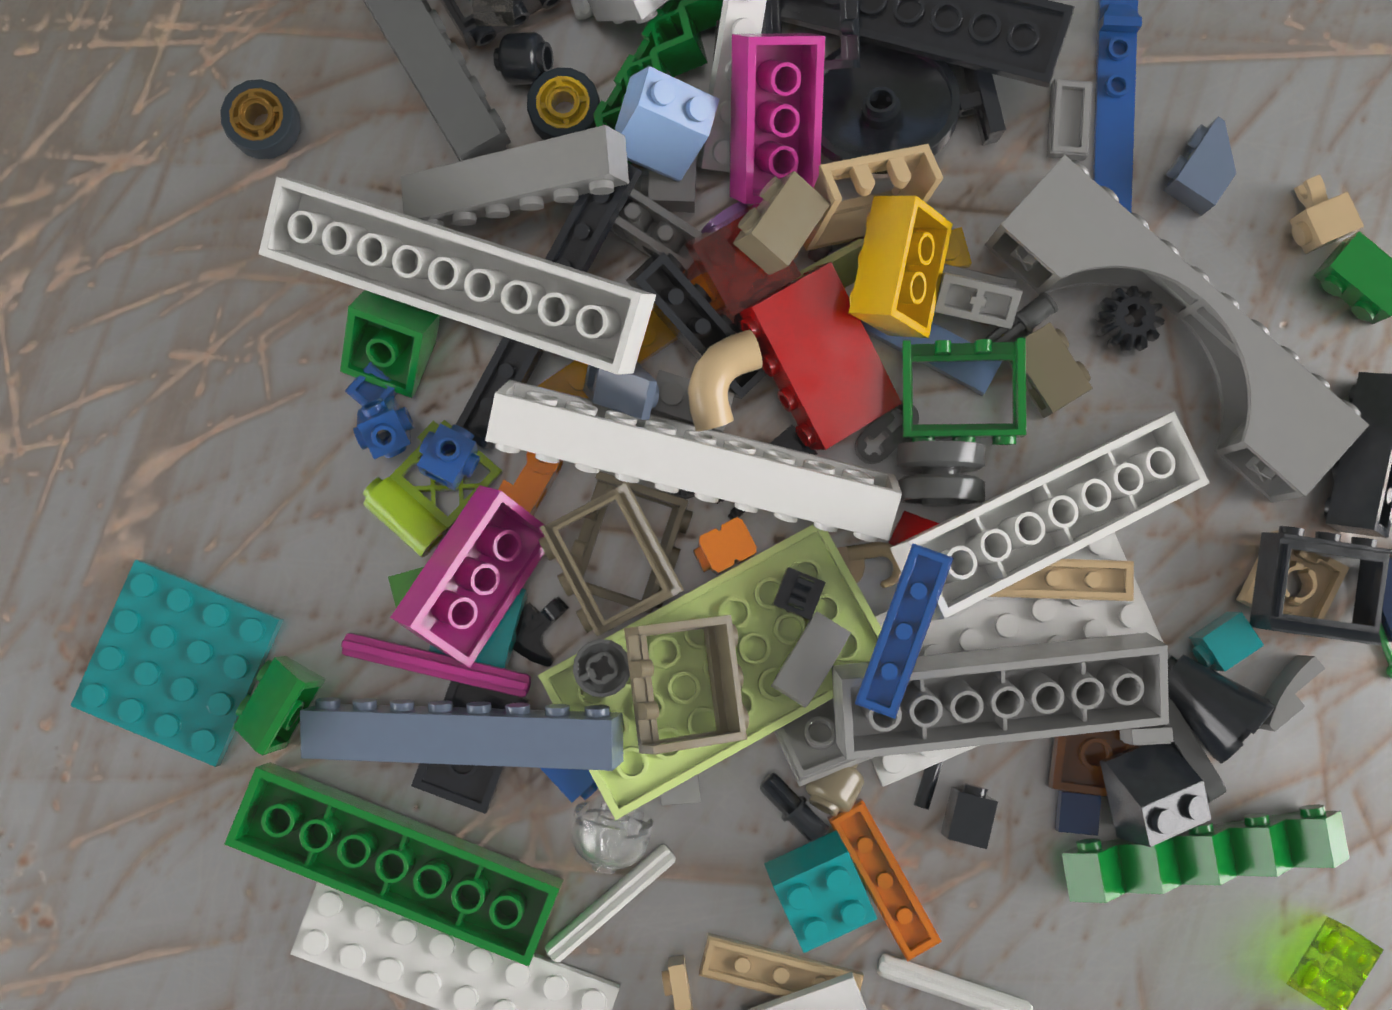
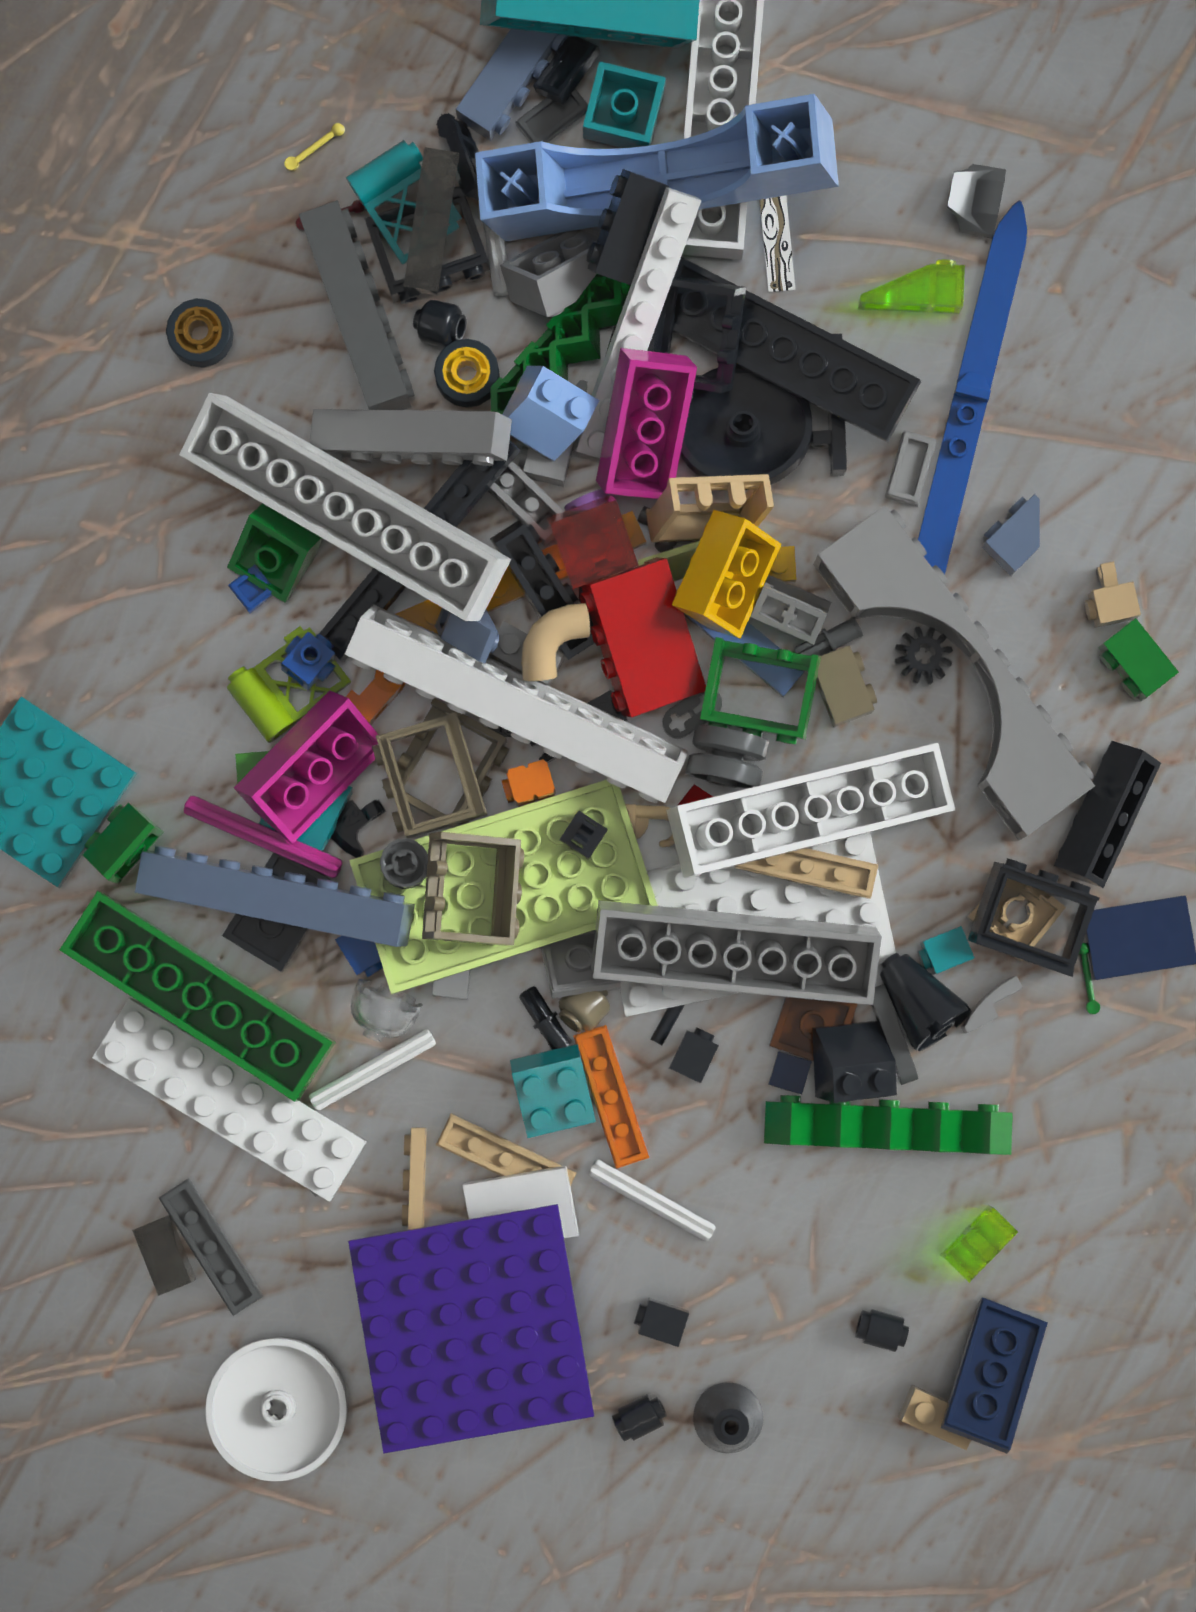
camera: 15 degrees right, 0 degrees up
(384, 415) = (257, 624): blue brick -> none
(780, 222) = (626, 520): dark tan brick -> none
(811, 659) = (582, 891): light grey slope -> none
(903, 630) = (658, 877): blue tile -> none
(1147, 735) = (856, 1013): light grey tile -> none

